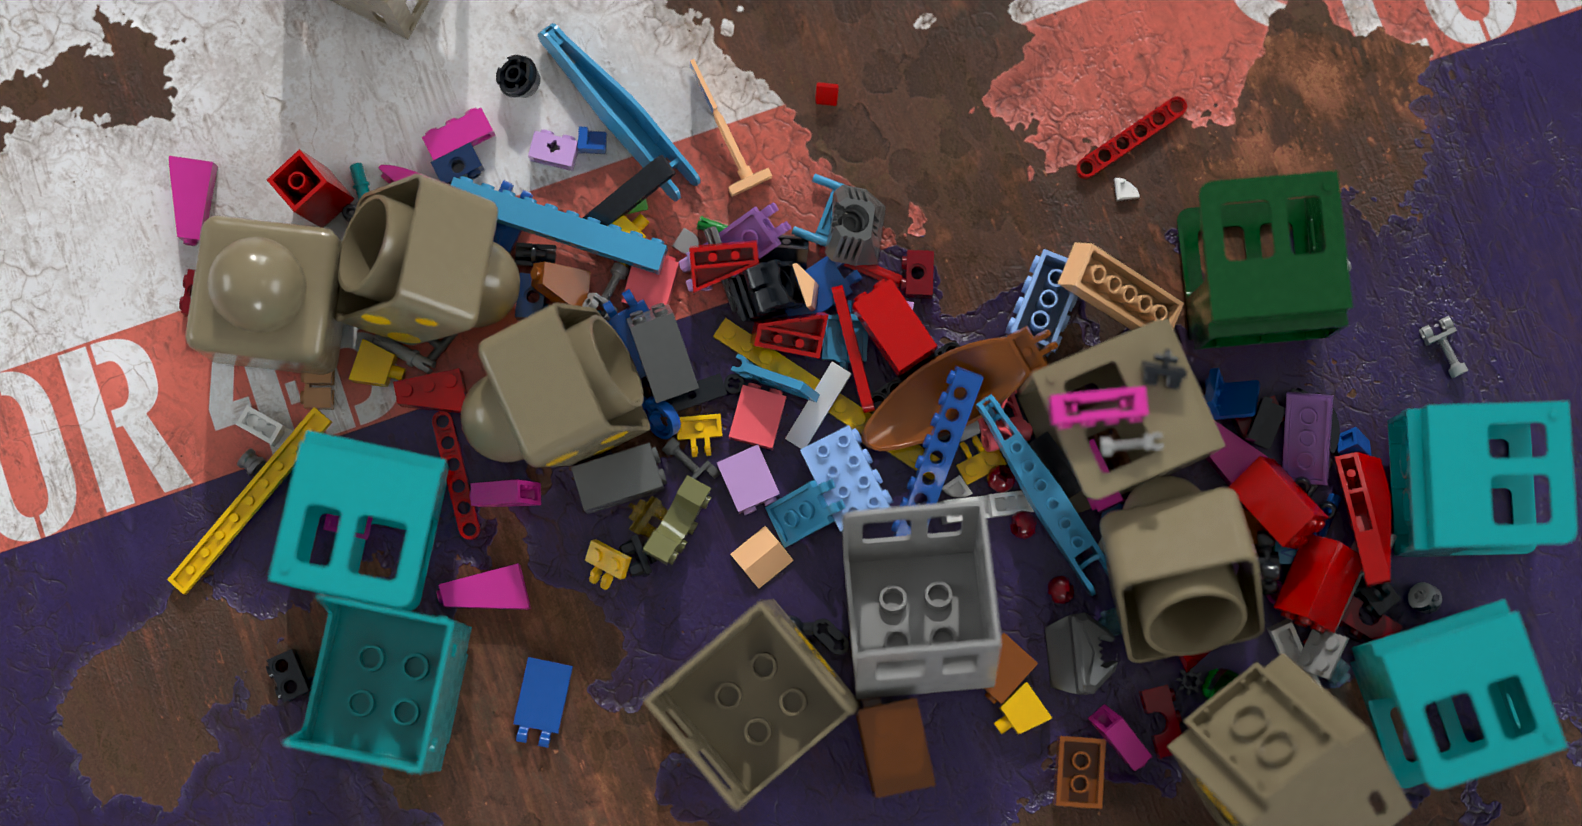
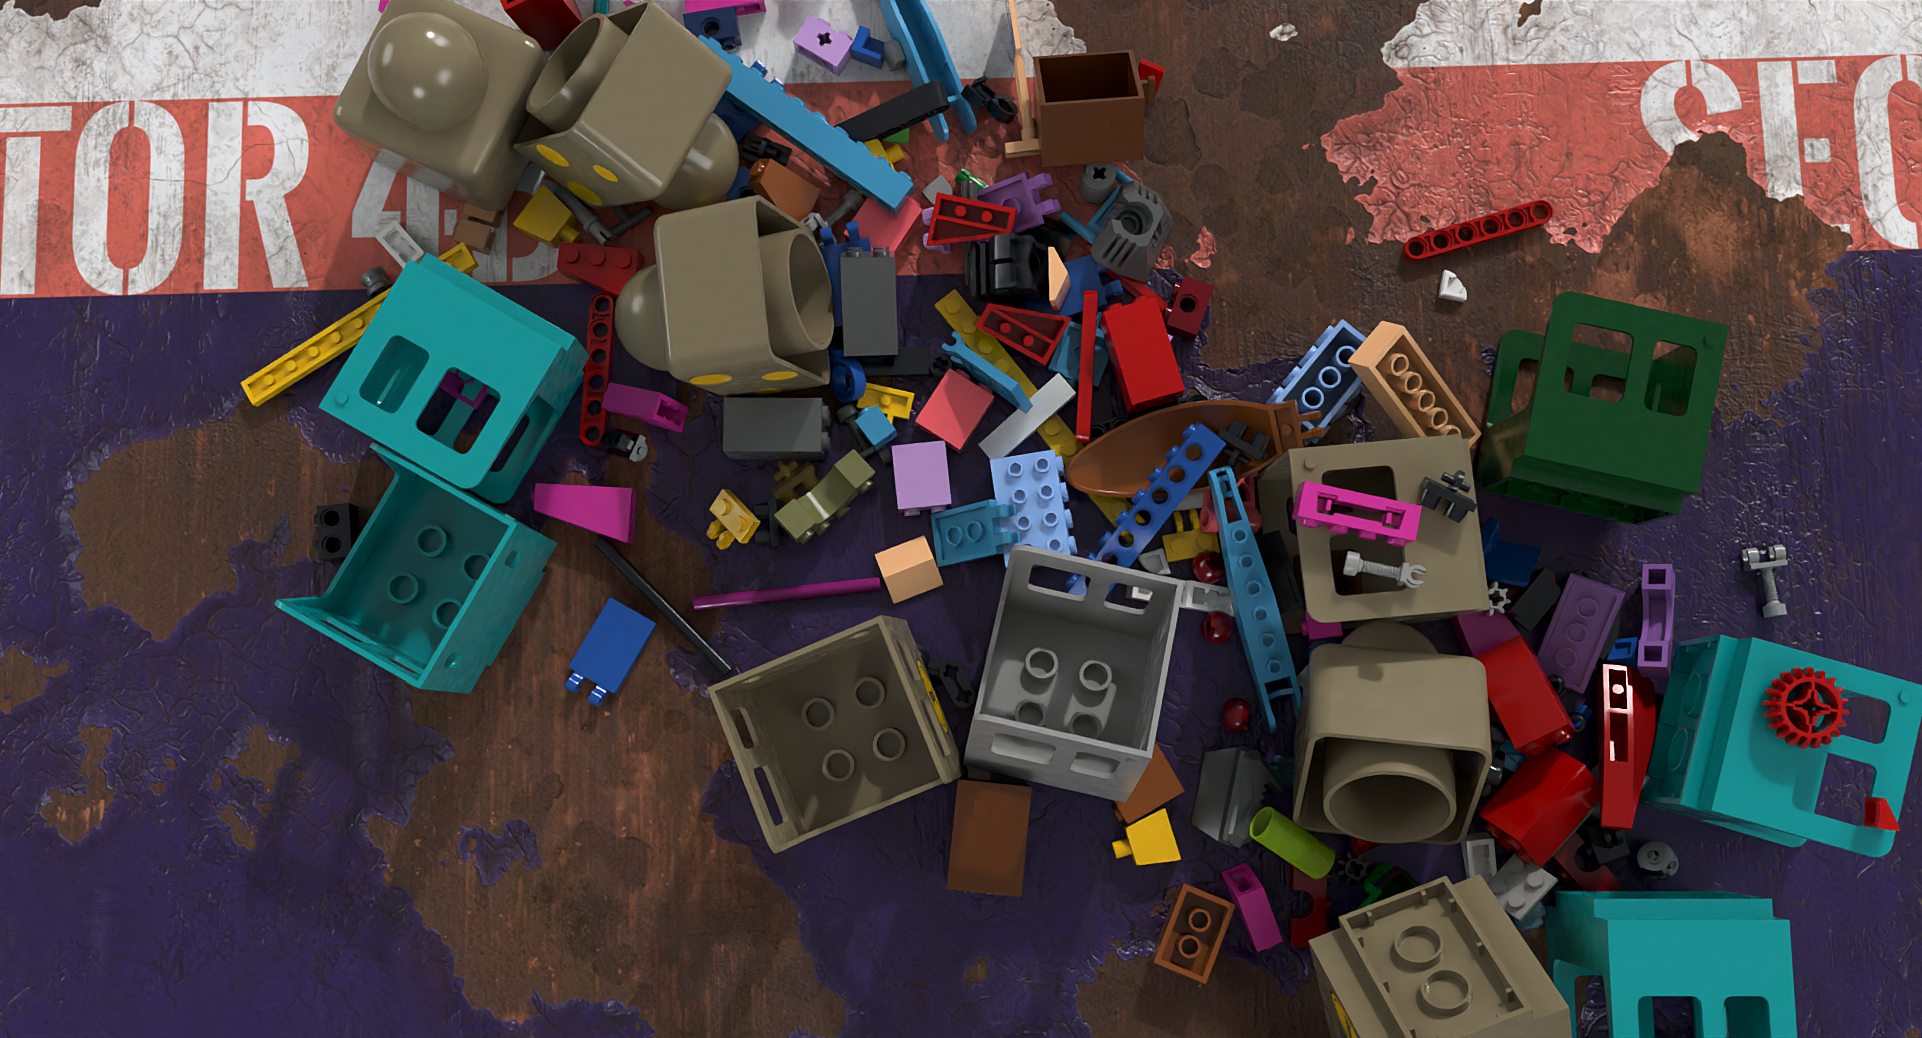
camera: 20 degrees right, 0 degrees up
(499, 529) = (625, 444): none -> black hips
(573, 650) = (663, 606): none -> black piece
(613, 140) = (894, 54): none -> light grey tile
(670, 608) = (787, 593): none -> magenta piece
(695, 151) = (997, 105): none -> black piece
(698, 451) = (875, 427): none -> dark azure brick
(788, 139) = (1090, 107): none -> reddish brown piece
(810, 186) = (1097, 182): none -> dark grey piece
(1008, 373) = (1256, 448): none -> black hips
(1134, 676) = (1292, 843): none -> lime piece
(1234, 428) = (1500, 597): none -> white gear
(1371, 427) = (1658, 618): none -> medium lavender arch
(1479, 438) = (1809, 685): none -> red gear
(1558, 510) = (1878, 814): none -> red slope

